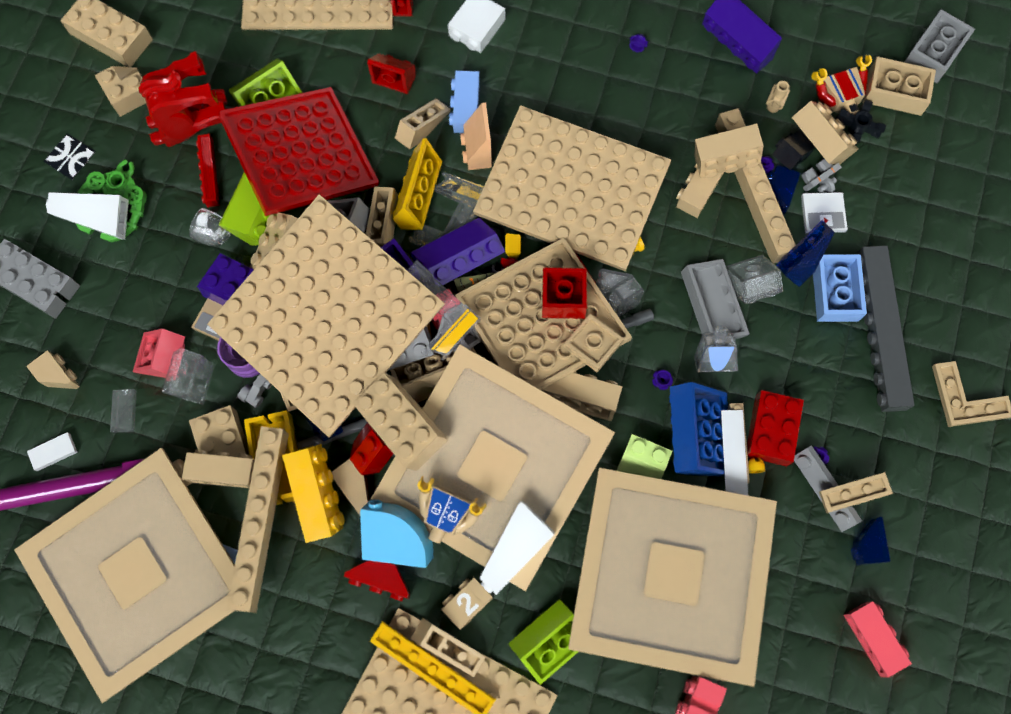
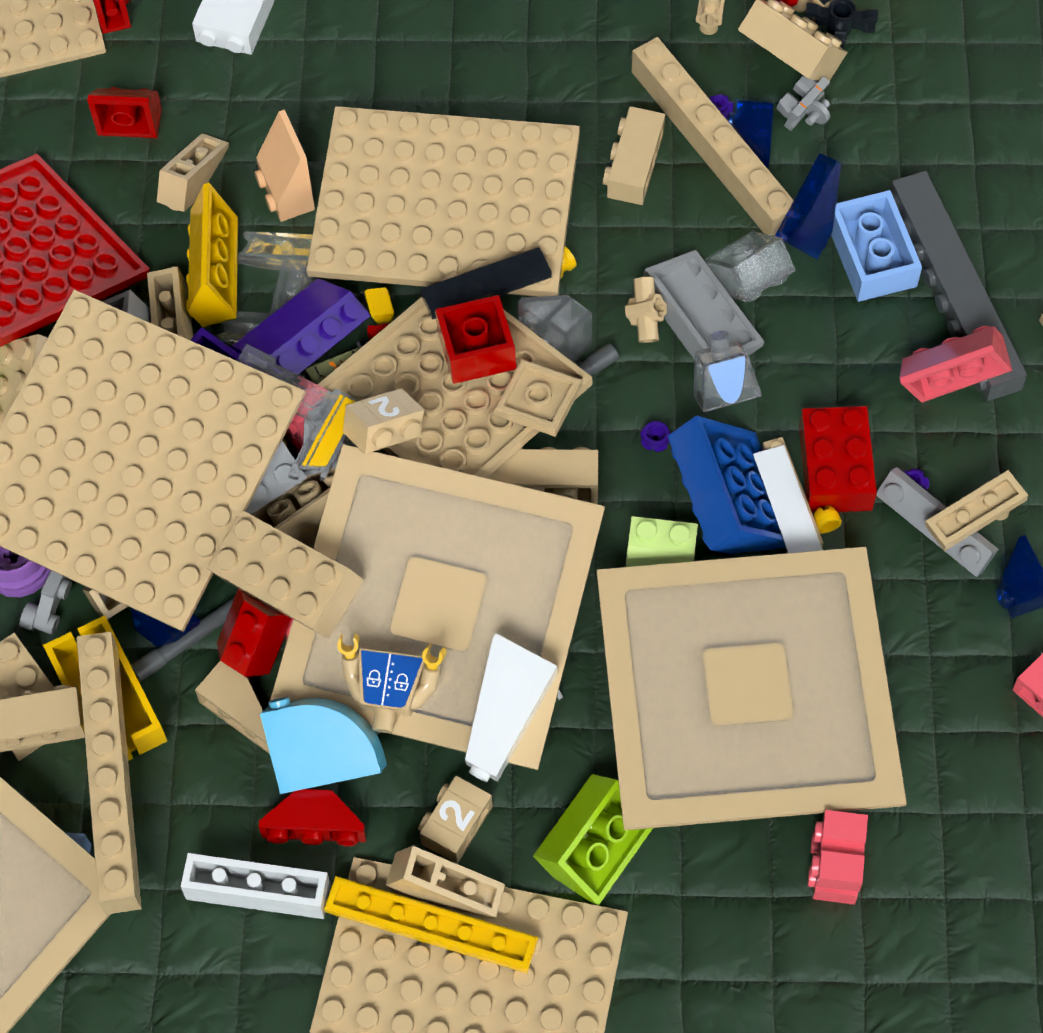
camera: 15 degrees left, 10 degrees down
(314, 492) = (179, 715): yellow piece -> none
(331, 614) = (255, 885): none -> white brick
(465, 98) = (247, 121): light blue brick -> none
(489, 335) = (383, 420): none -> tan brick
(582, 252) = (488, 281): none -> black tile
(679, 292) = (646, 309): none -> tan axle
(728, 151) = (658, 94): tan brick -> none
(793, 149) = (755, 74): black brick -> none
(824, 207) = (829, 139): white tile -> none
(870, 386) = (955, 364): none -> coral slope

